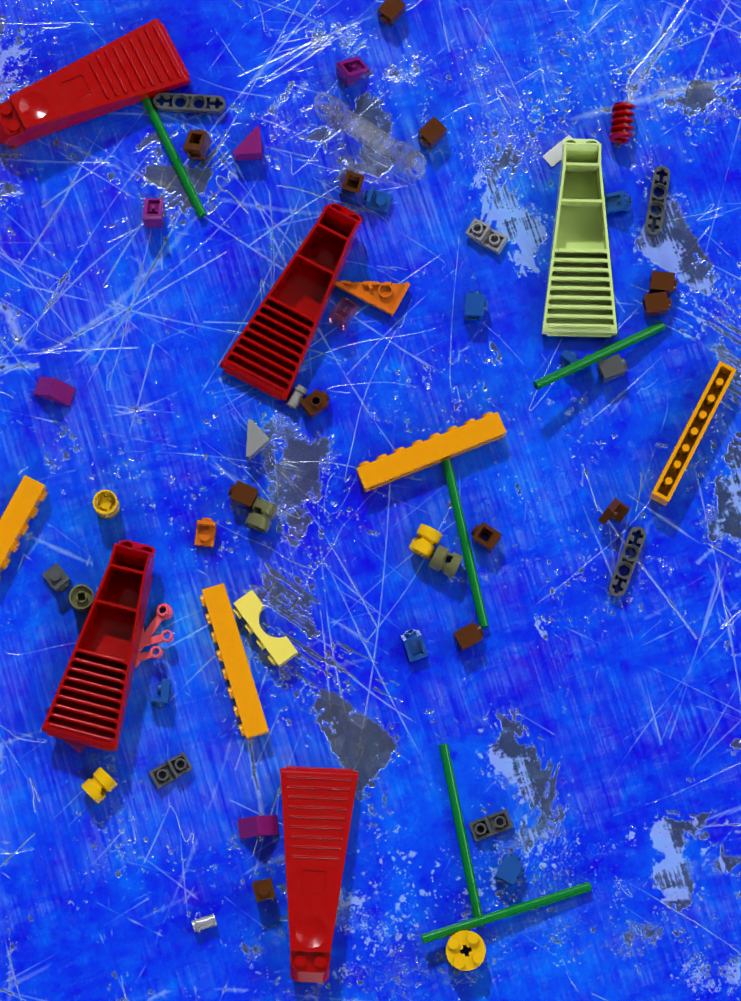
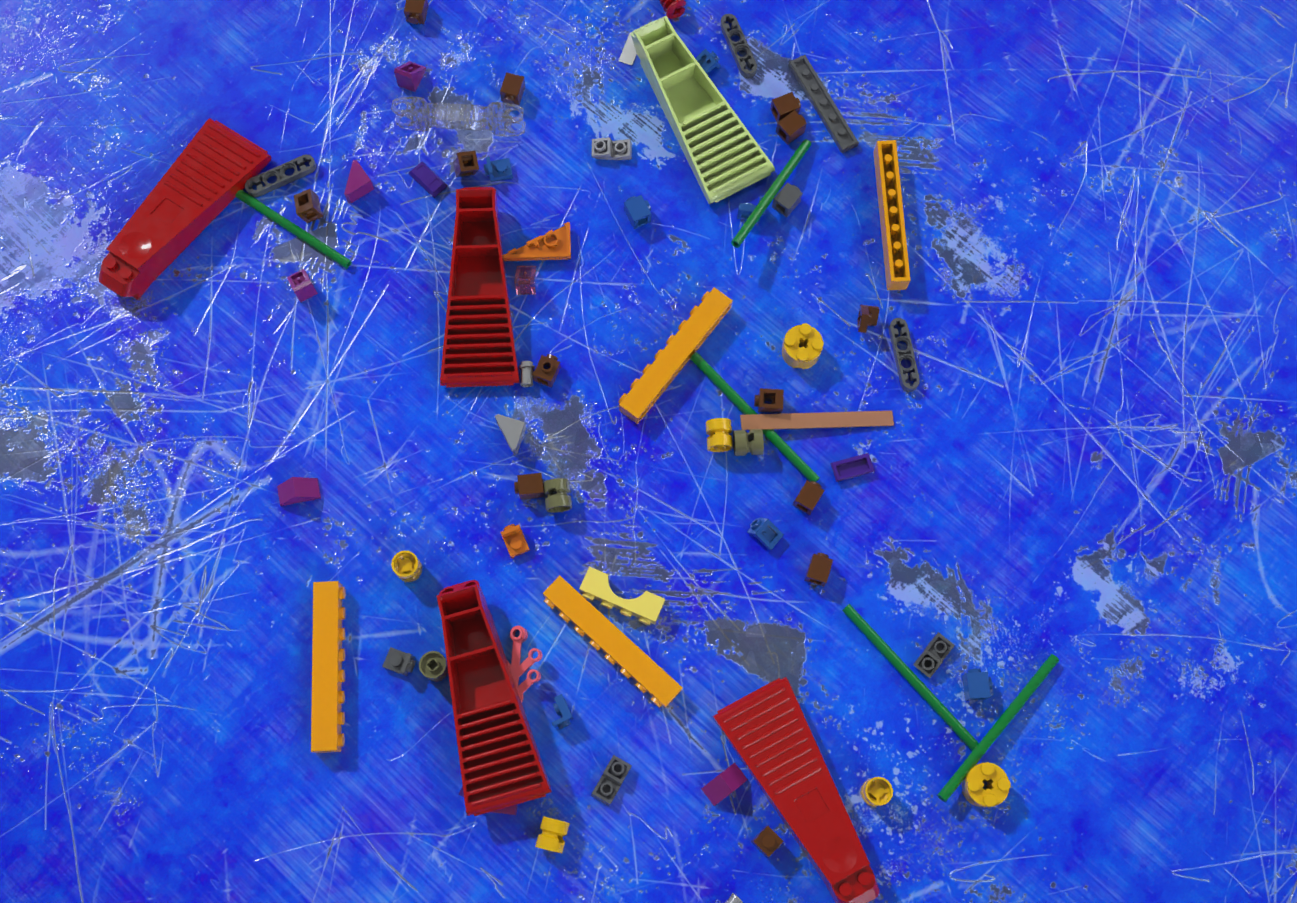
camera: 30 degrees left, 5 degrees down
(312, 175) = (428, 179): none -> dark purple tile
(374, 903) = (876, 791): none -> yellow wheel
(439, 700) = (819, 569): none -> reddish brown brick
(516, 576) = (817, 420): none -> nougat piece
(521, 632) = (852, 467): none -> dark purple tile
(534, 512) = (812, 344): none -> yellow brick
(699, 297) = (823, 104): none -> dark grey tile

